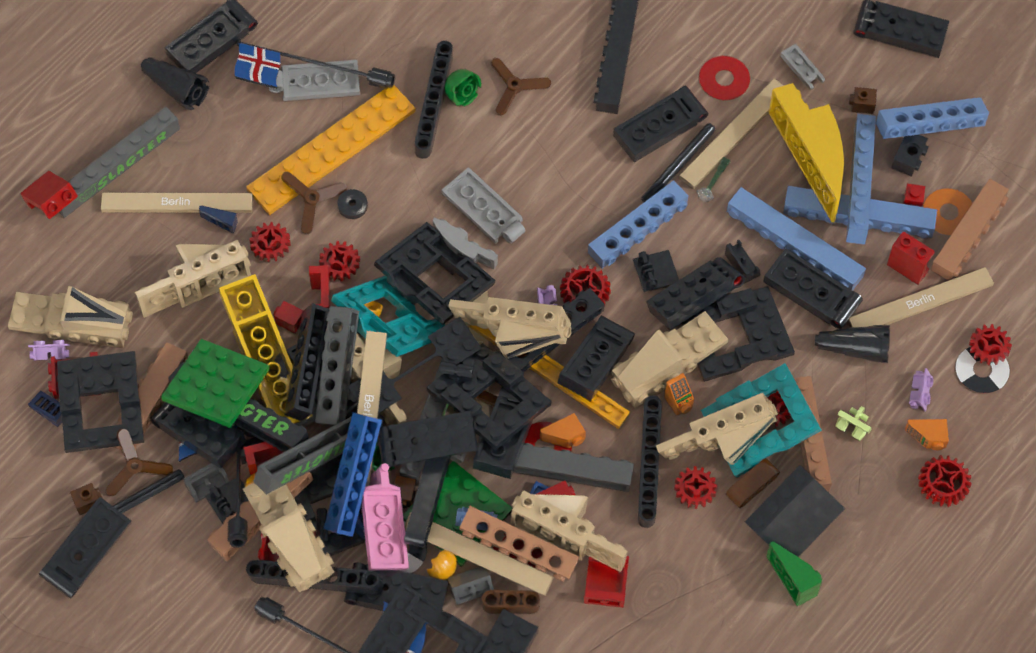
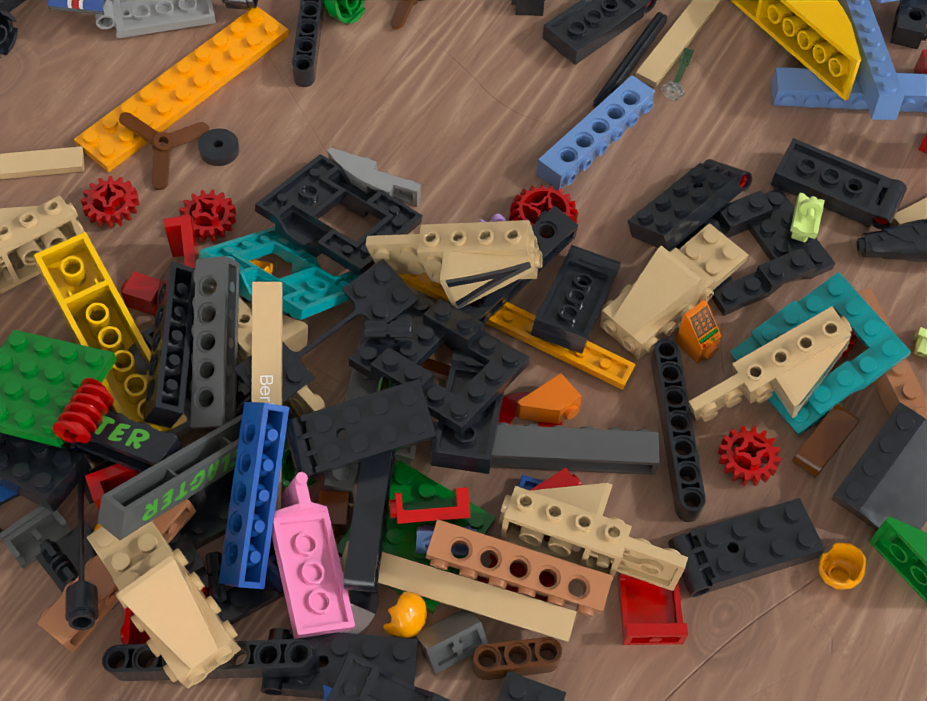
camera: 10 degrees left, 5 degrees down
(221, 218) = (40, 179): dark blue slope -> none
(248, 406) = (83, 412): none -> red piece
(484, 207) = (393, 133): light grey hinge -> none
(487, 501) = (460, 510): none -> red panel
(655, 270) = (629, 184): black hinge -> none
(689, 547) = (760, 542): none -> black hinge
(740, 571) = (842, 566): none -> light orange hair
(741, 261) = (730, 155): black hinge -> none
(777, 315) = (806, 217): none -> yellowish green hips
(790, 235) = (784, 122): medium blue brick -> none

